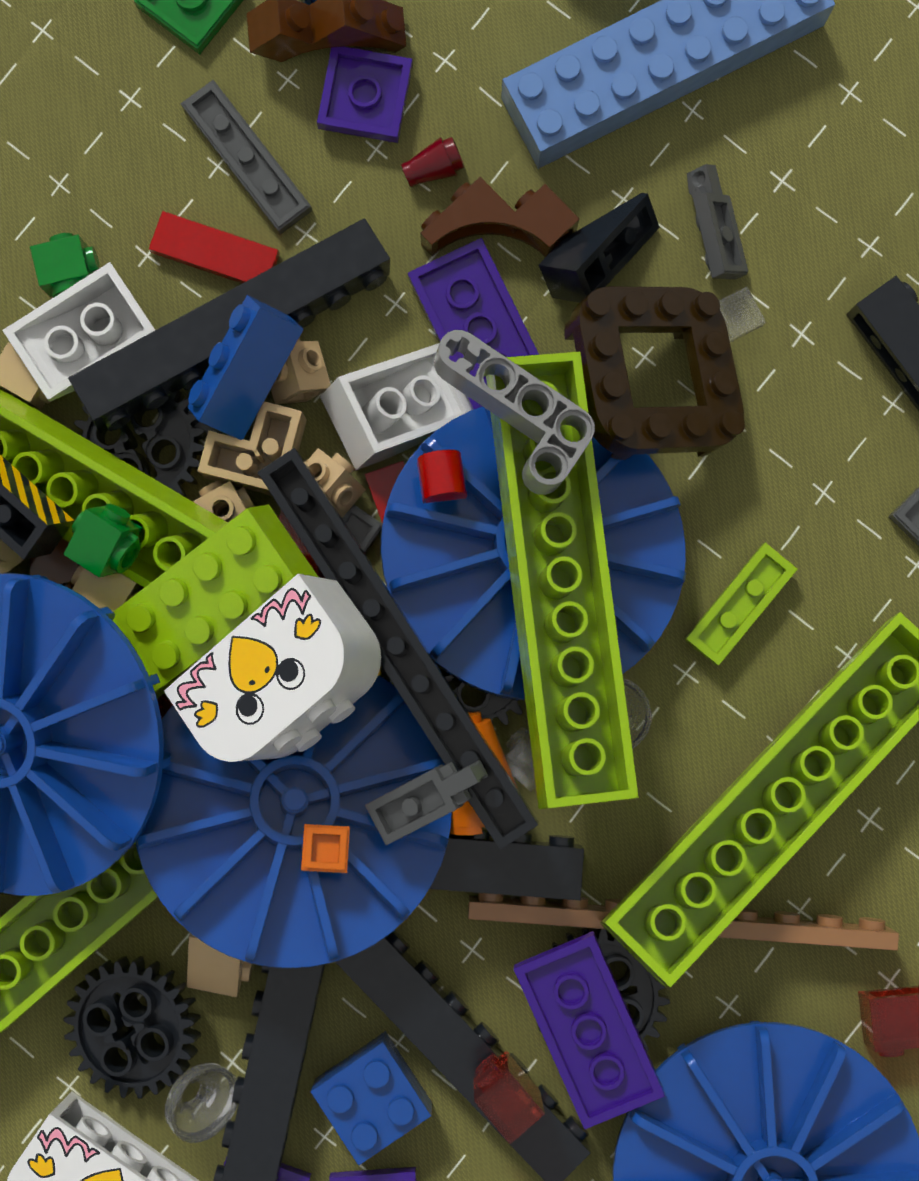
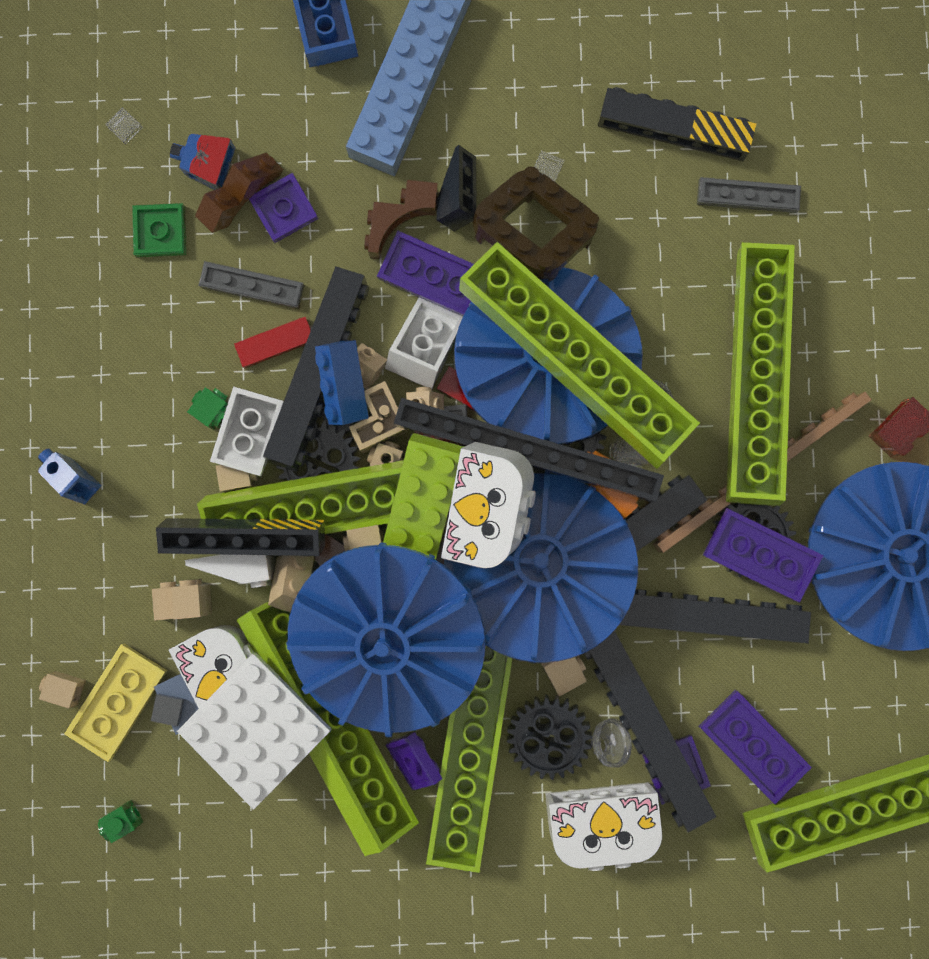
camera: 40 degrees left, 0 degrees up
(104, 540) = (348, 516): green brick -> none
(325, 848) = (575, 569): orange tile -> none
(372, 1098) = (688, 674): blue brick -> none
(423, 800) = (602, 508): dark grey hinge -> none
(434, 162) = (344, 213): dark red cone -> none
(441, 476) = (480, 354): red brick -> none
(507, 1096) = (752, 615): clear red piece -> none
(508, 405) = (489, 293): light grey beam -> none
(717, 224) = (502, 133): dark grey hinge -> none
(740, 604) = (664, 301): lime plate -> none

